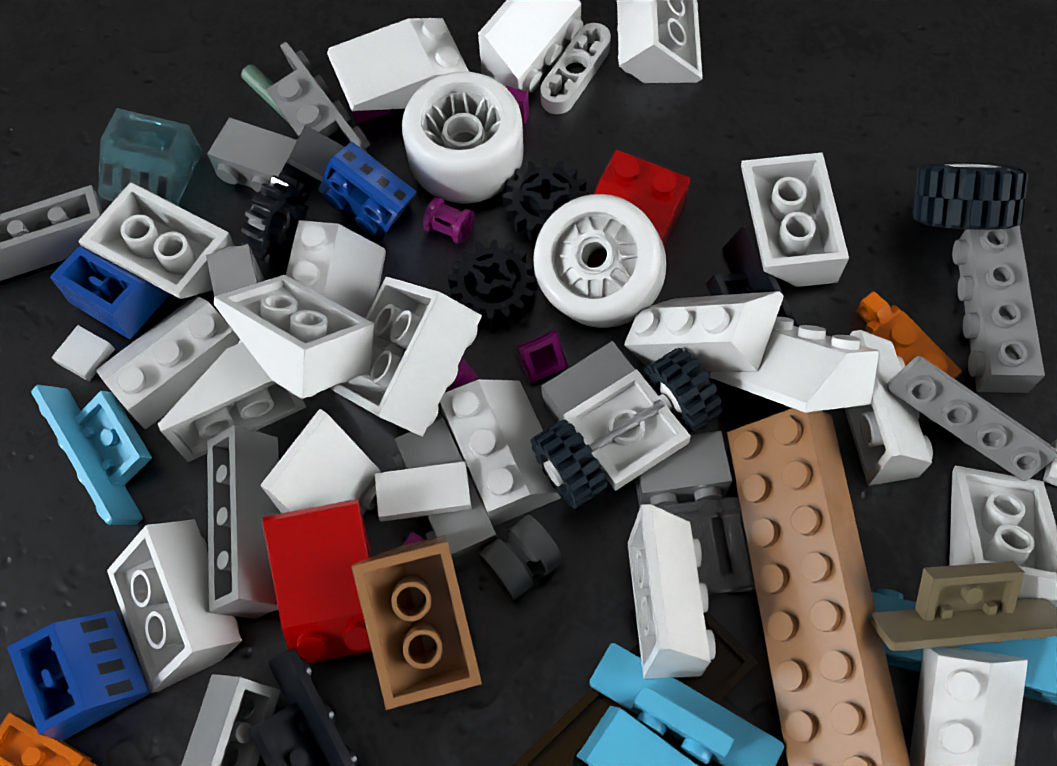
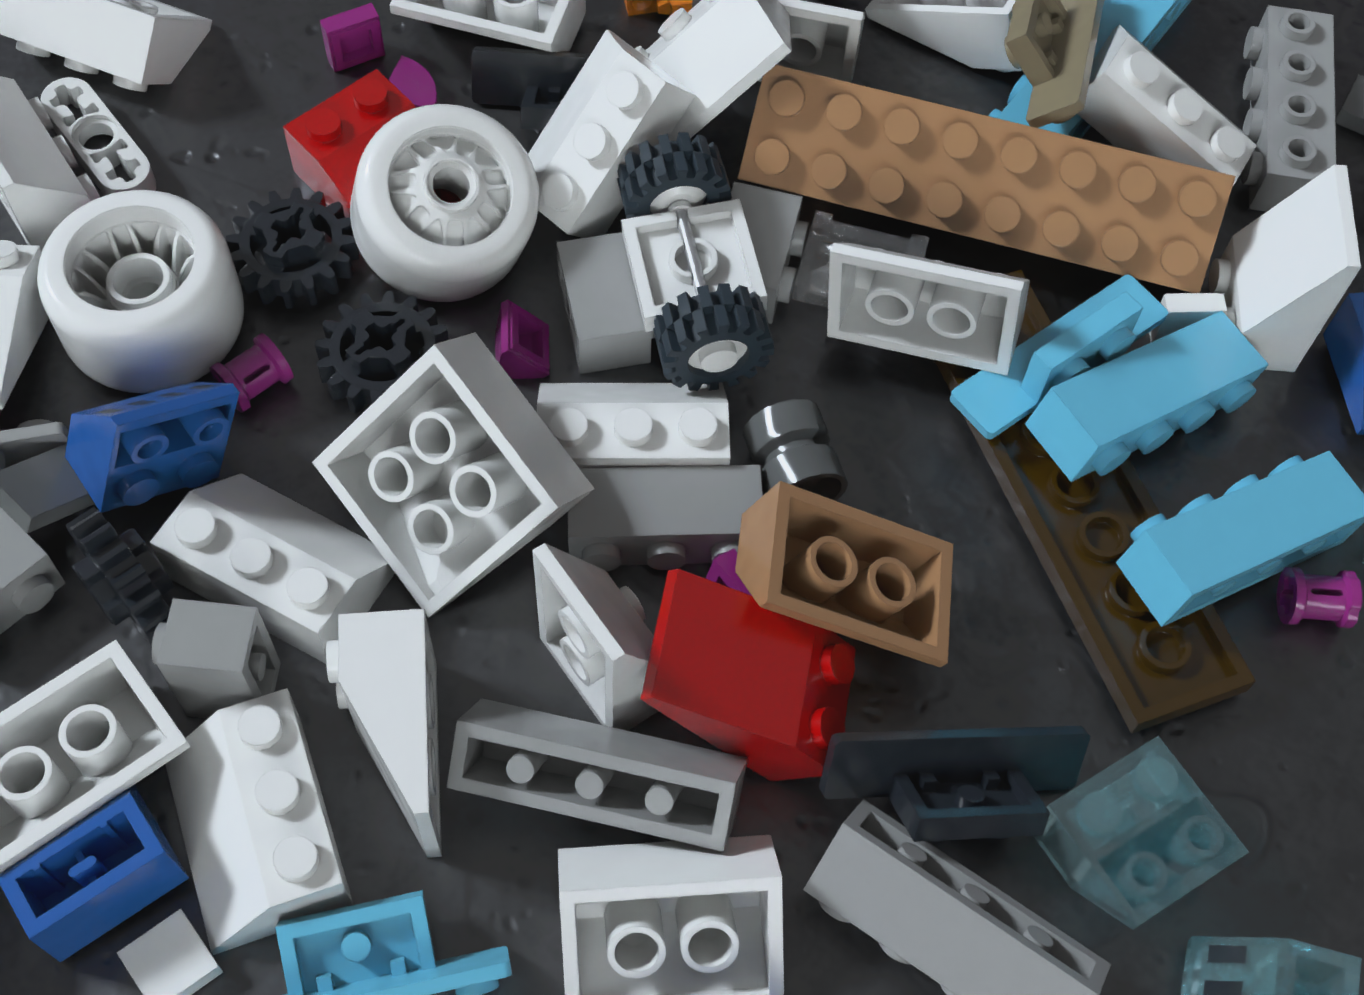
camera: 75 degrees left, 5 degrees down
(298, 334) = (371, 569): white slope -> none
(422, 491) = (666, 519): white tile -> none
(707, 209) = (414, 82): none -> magenta tile
(724, 156) = (352, 37): none -> magenta tile

